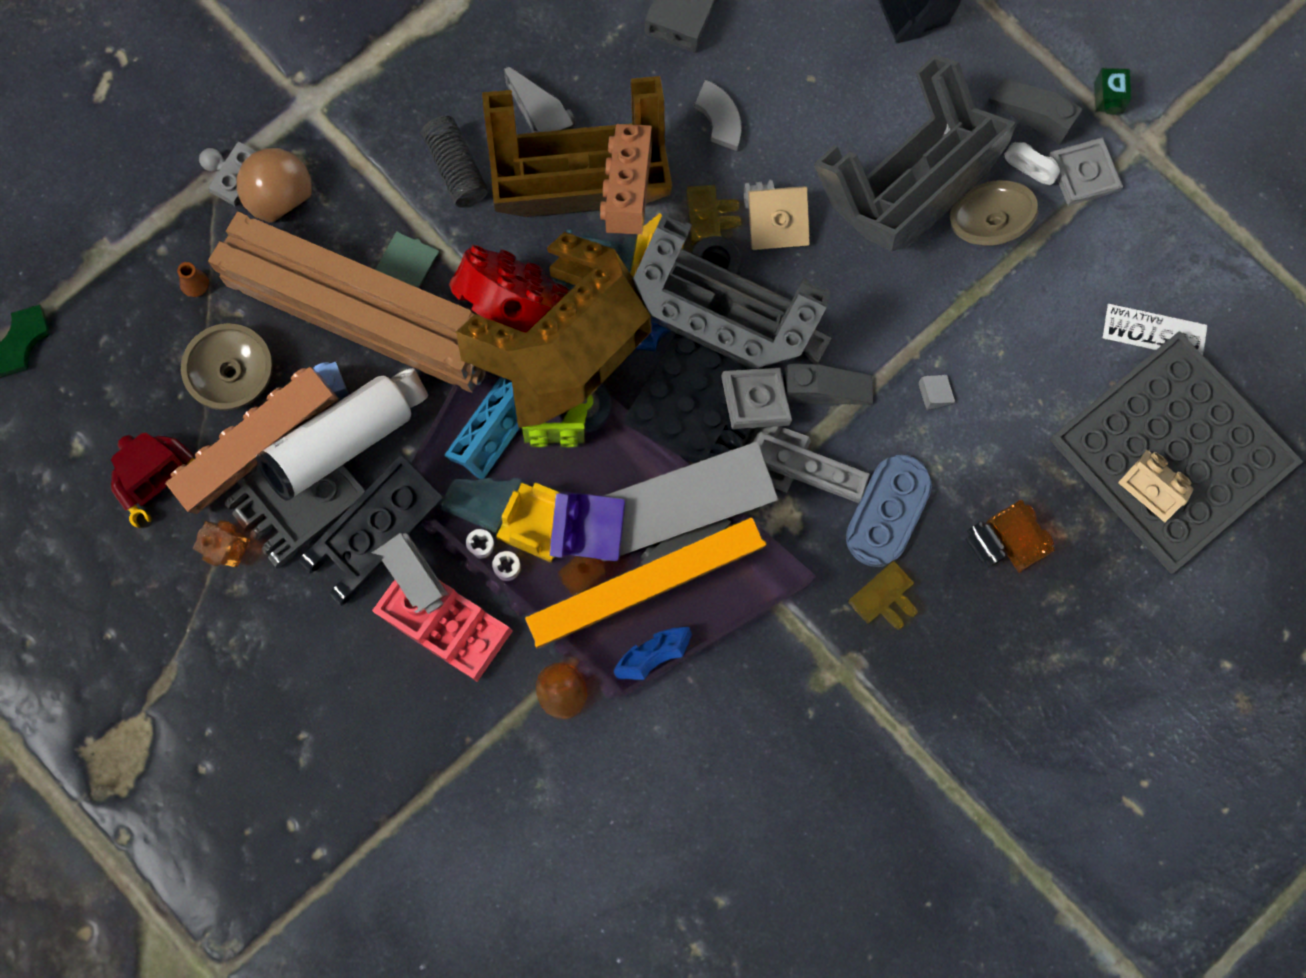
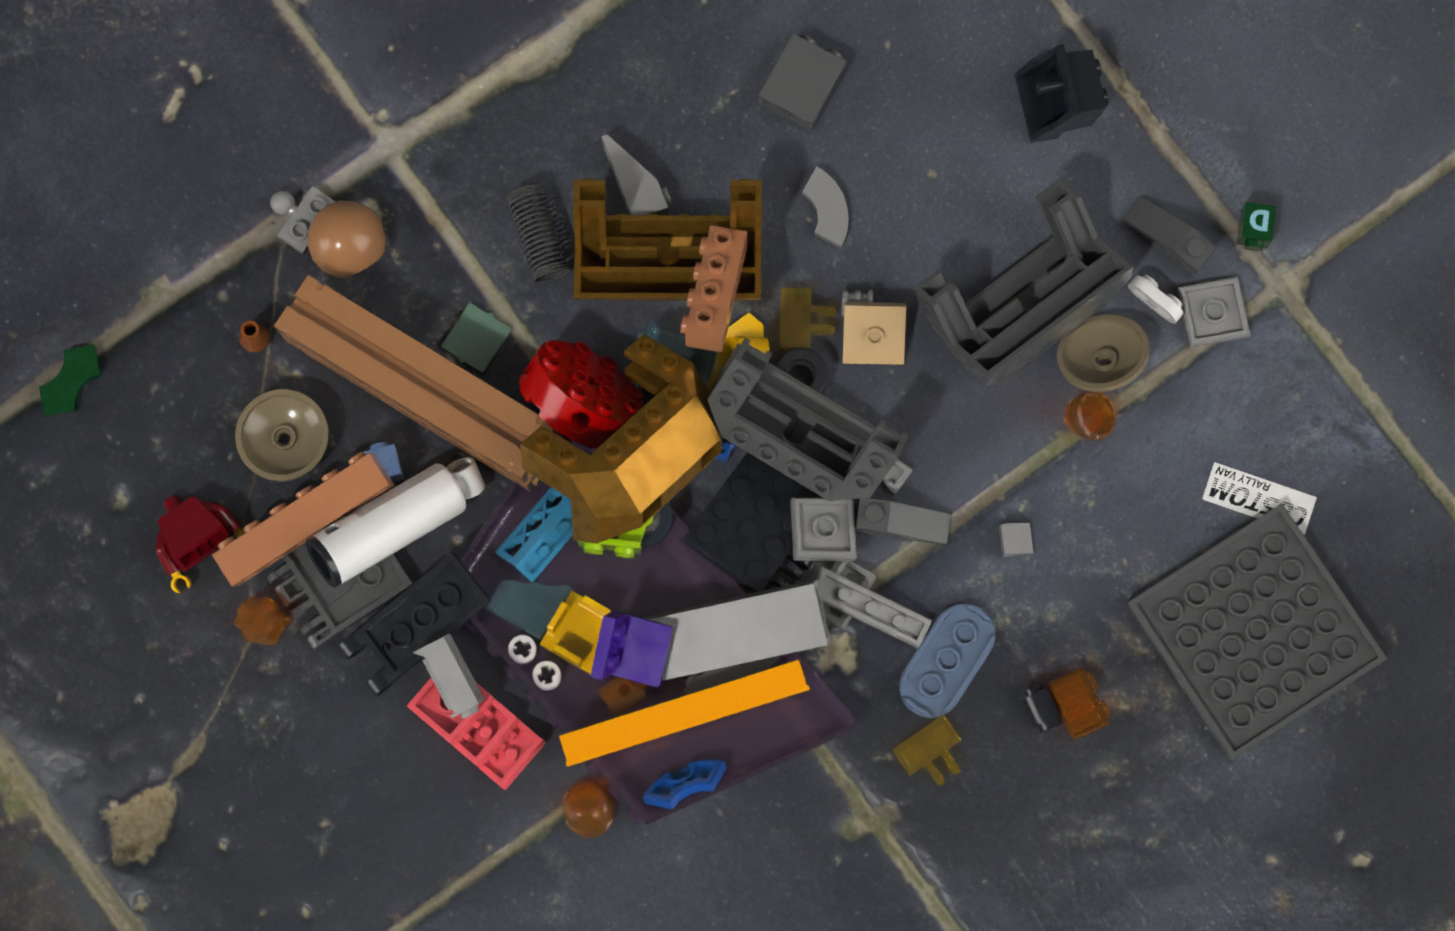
camera: 10 degrees right, 5 degrees up
(990, 270) = (1090, 416): none -> clear orange hat
(1157, 485) = (1227, 667): tan bracket -> none

